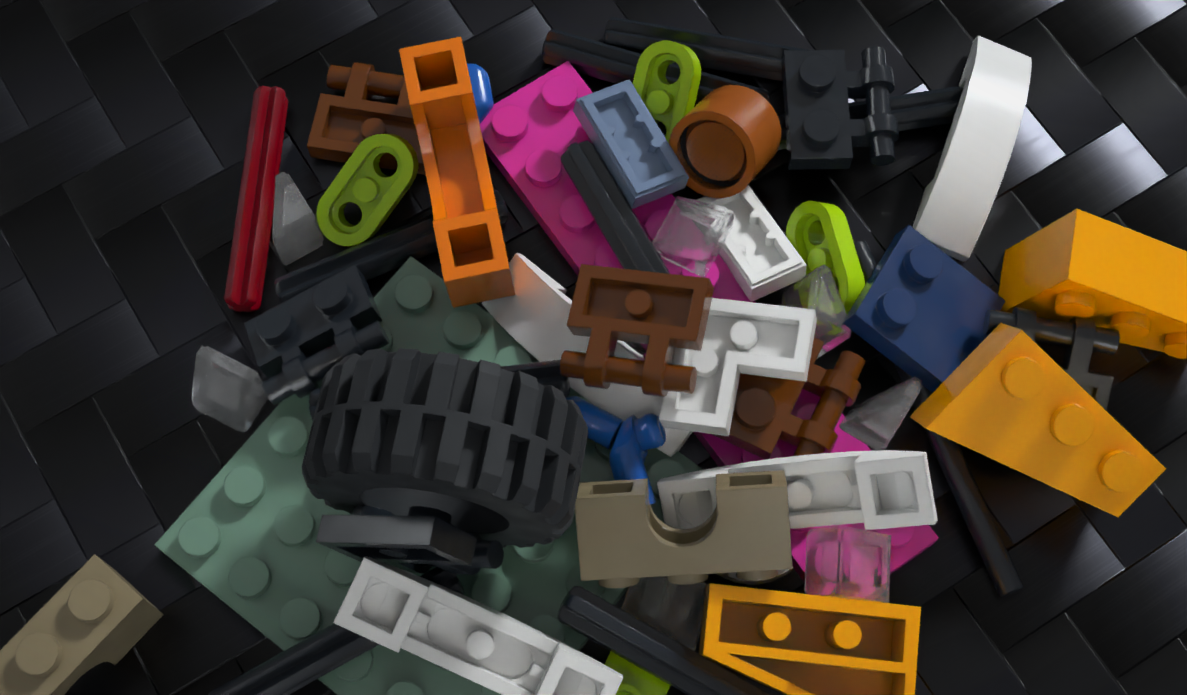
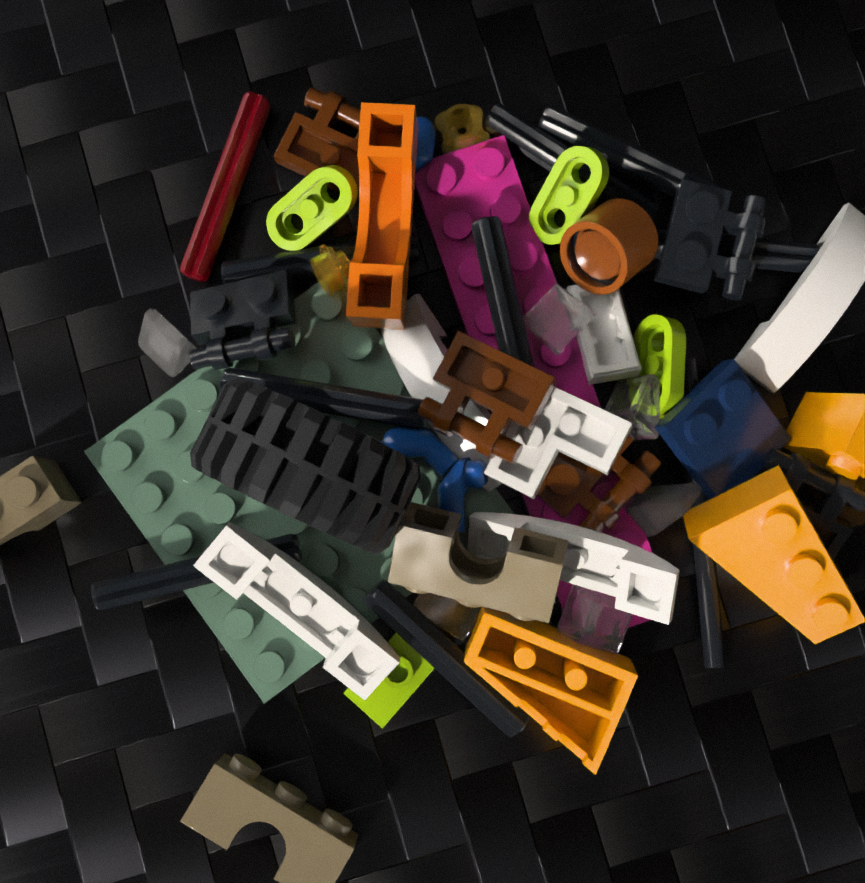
camera: 15 degrees right, 15 degrees up
(294, 223) = (247, 218): clear slope -> none
(410, 541) = (264, 522): black plate -> none
(411, 248) = (331, 270): none -> clear yellow plate
(513, 55) = (459, 117): none -> clear yellow plate
(630, 143) = (531, 228): sand blue plate -> none

